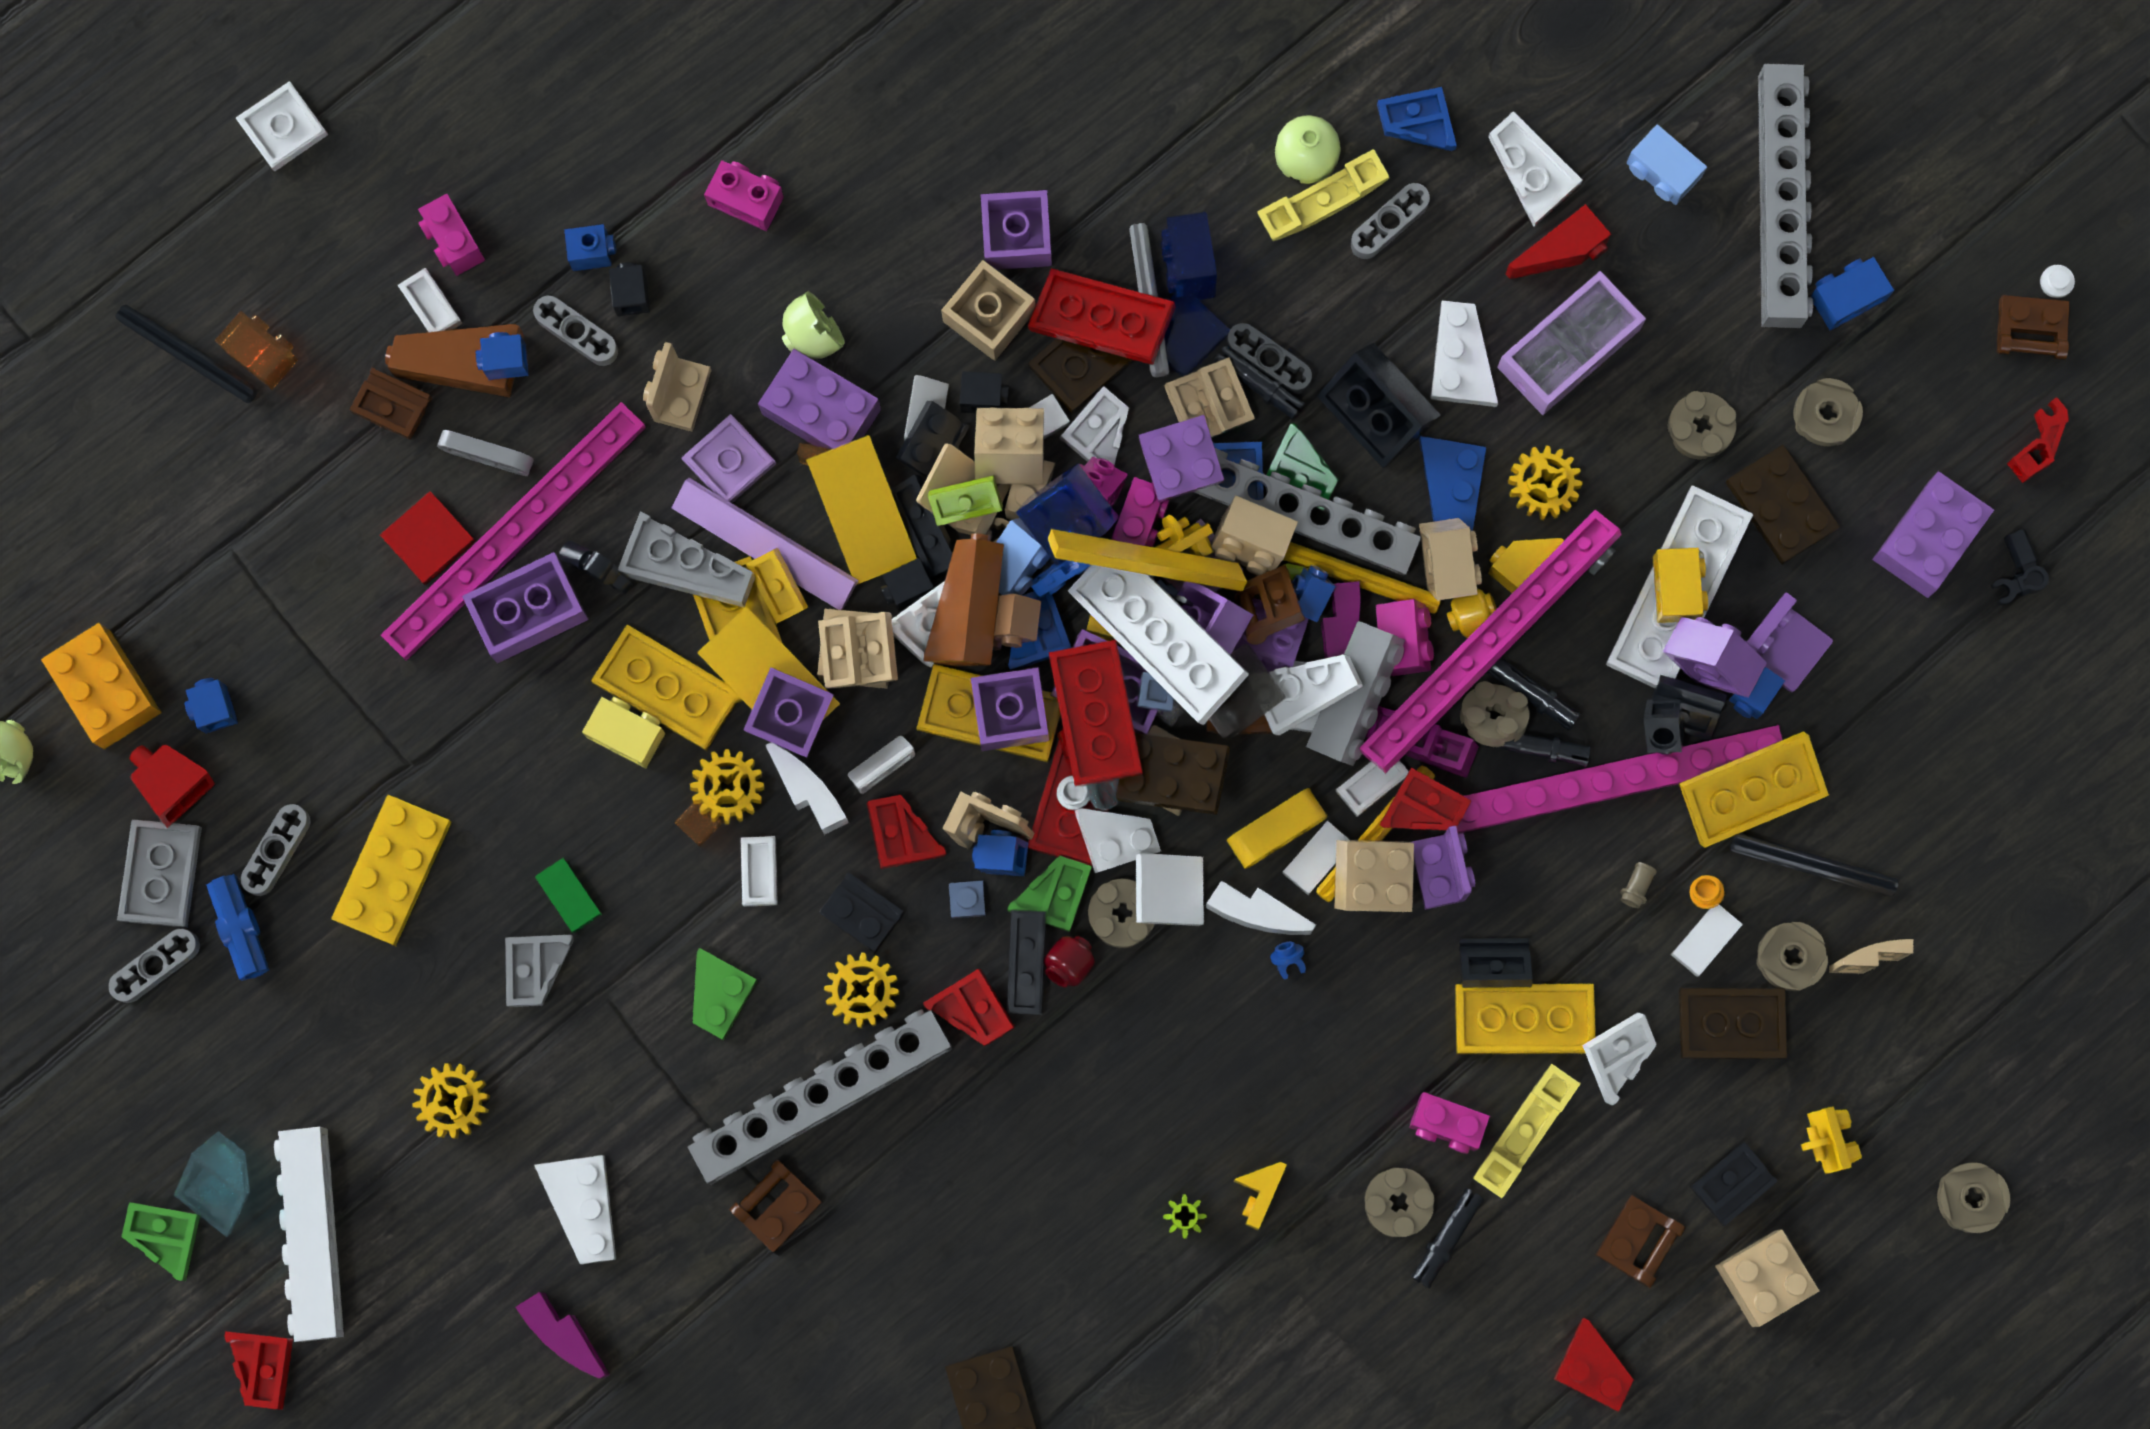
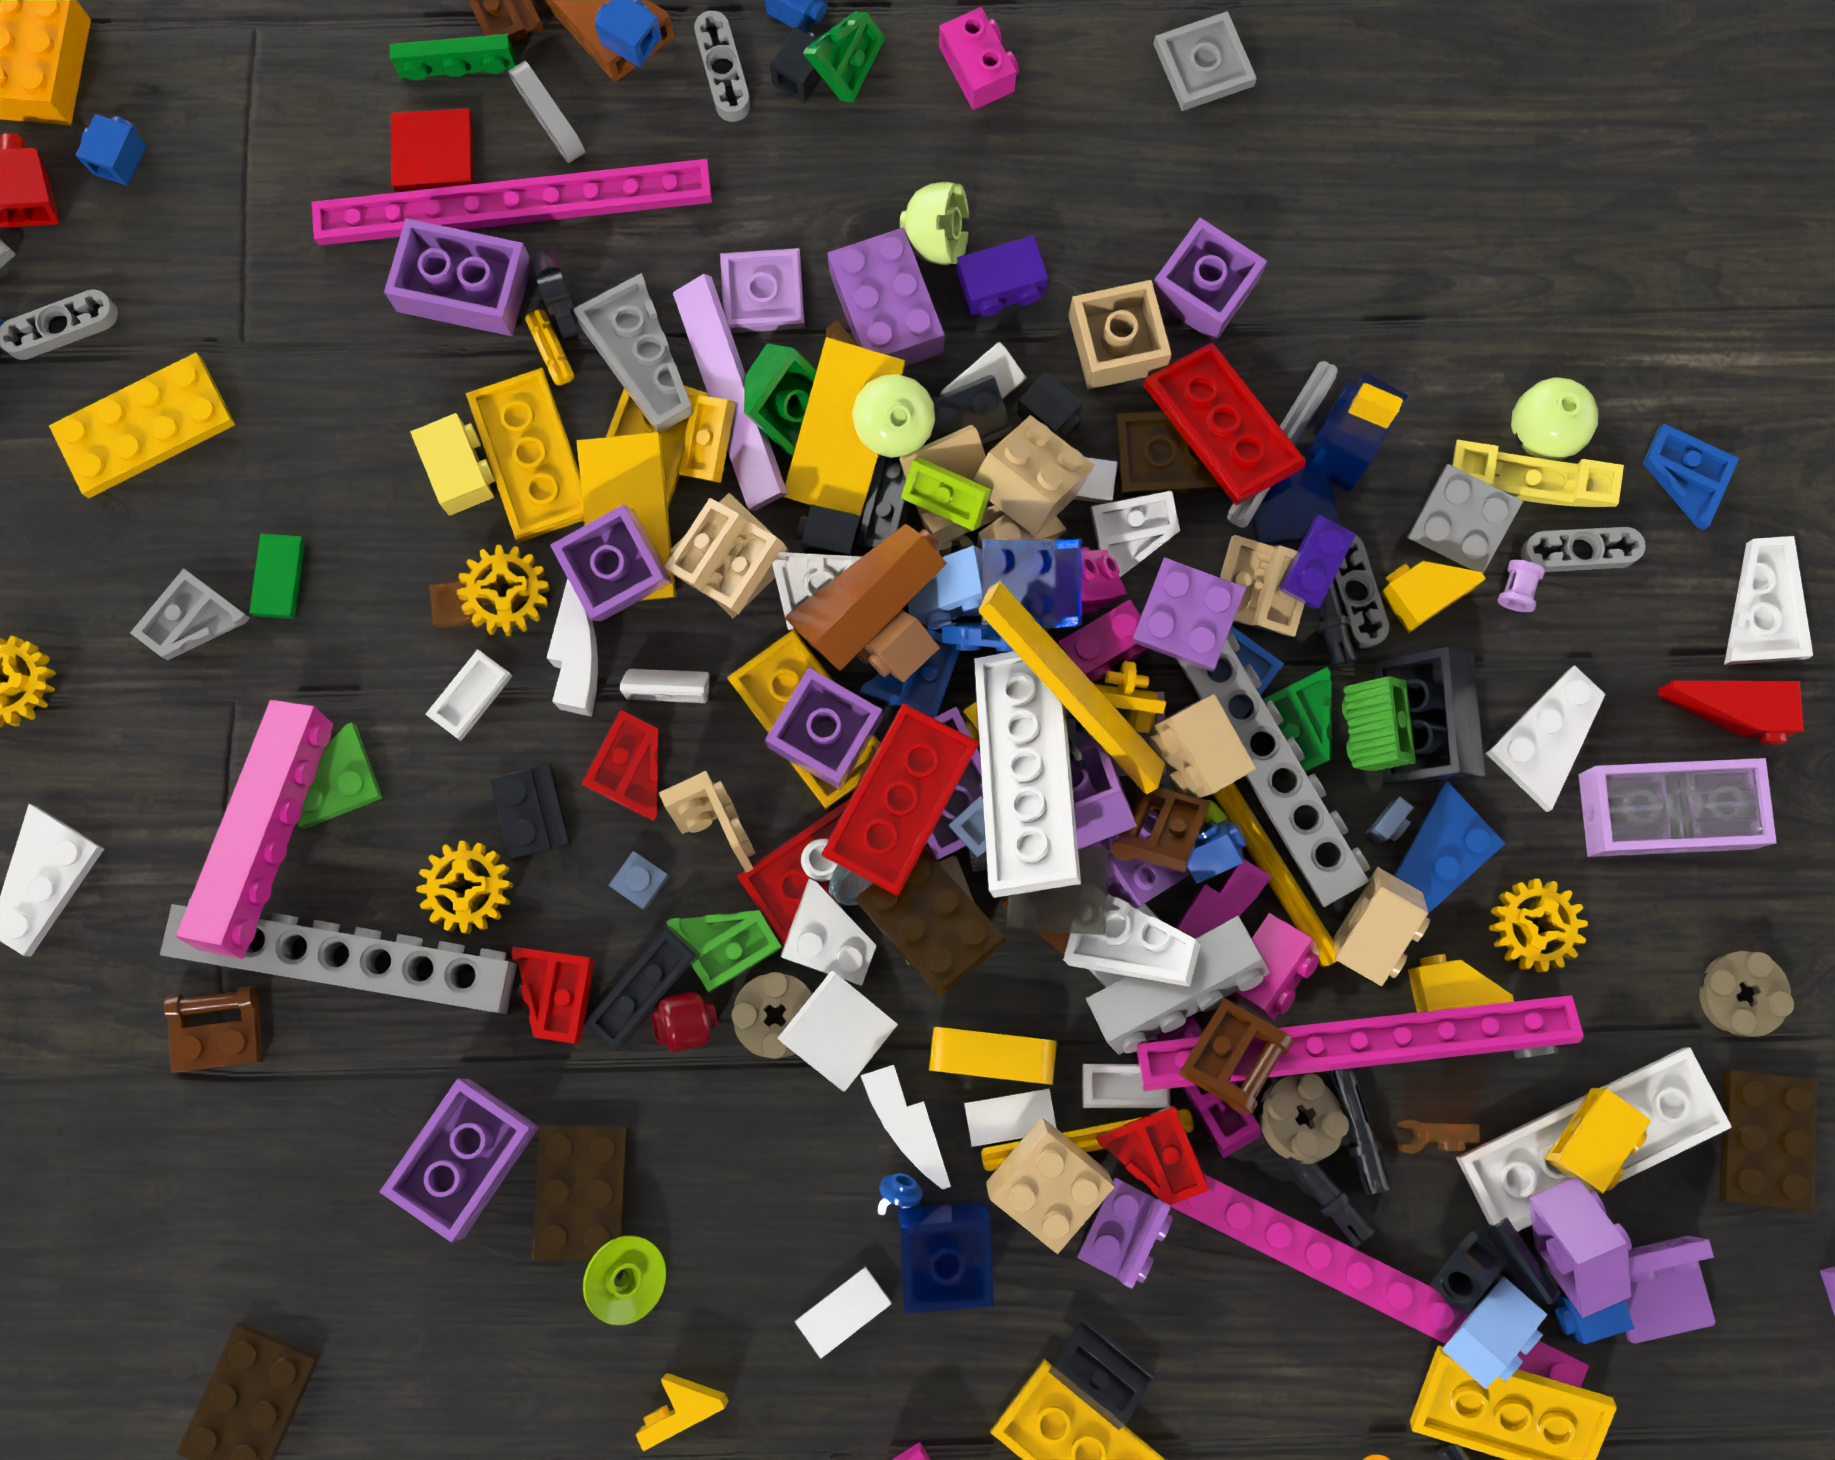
camera: 35 degrees right, 0 degrees up
(391, 464) = (453, 56): none -> green plate
(620, 607) = (549, 347): none -> yellow axle
(656, 259) = (846, 54): none -> green wing
(676, 389) = (765, 182): tan bracket -> none
(703, 1056) = (255, 830): none -> brick
(801, 519) = (779, 393): none -> green slope
(880, 330) = (1002, 276): none -> dark purple brick
(890, 476) = (893, 415): none -> yellowish green cylinder
(895, 82) = (1204, 61): none -> light grey plate
(1000, 854) = (704, 862): blue brick -> none
(1001, 1152) = (459, 1159): none -> medium lavender brick
(1091, 1117) = (579, 1191): none -> dark brown plate
(1173, 1140) = (637, 1289): none -> lime dish
(1177, 1223) = (573, 1370): lime gear -> none
(1192, 236) = (1375, 405): none -> yellow tile
(1231, 360) = (1317, 561): none -> dark purple plate
(1301, 260) = (1464, 519): none -> light grey plate
(1311, 1055) = (843, 1312): none -> white tile
(1313, 325) = (1426, 590): none -> yellow slope
(1346, 969) = (945, 1257): none -> clear blue brick
(1350, 433) = (1378, 724): none -> bright green brick
(1370, 275) = (1521, 586): none -> lavender bush
(1405, 489) = (1391, 822): none -> sand blue plate
(1412, 706) = (1222, 1050): none -> reddish brown plate
(1470, 612) = (1359, 997): yellow head -> none
(1590, 654) = (1448, 1135): none -> clear orange plate
(1638, 885) = (1312, 1412): dark tan pin -> none
(1705, 747) = (1496, 1333): none -> light blue brick

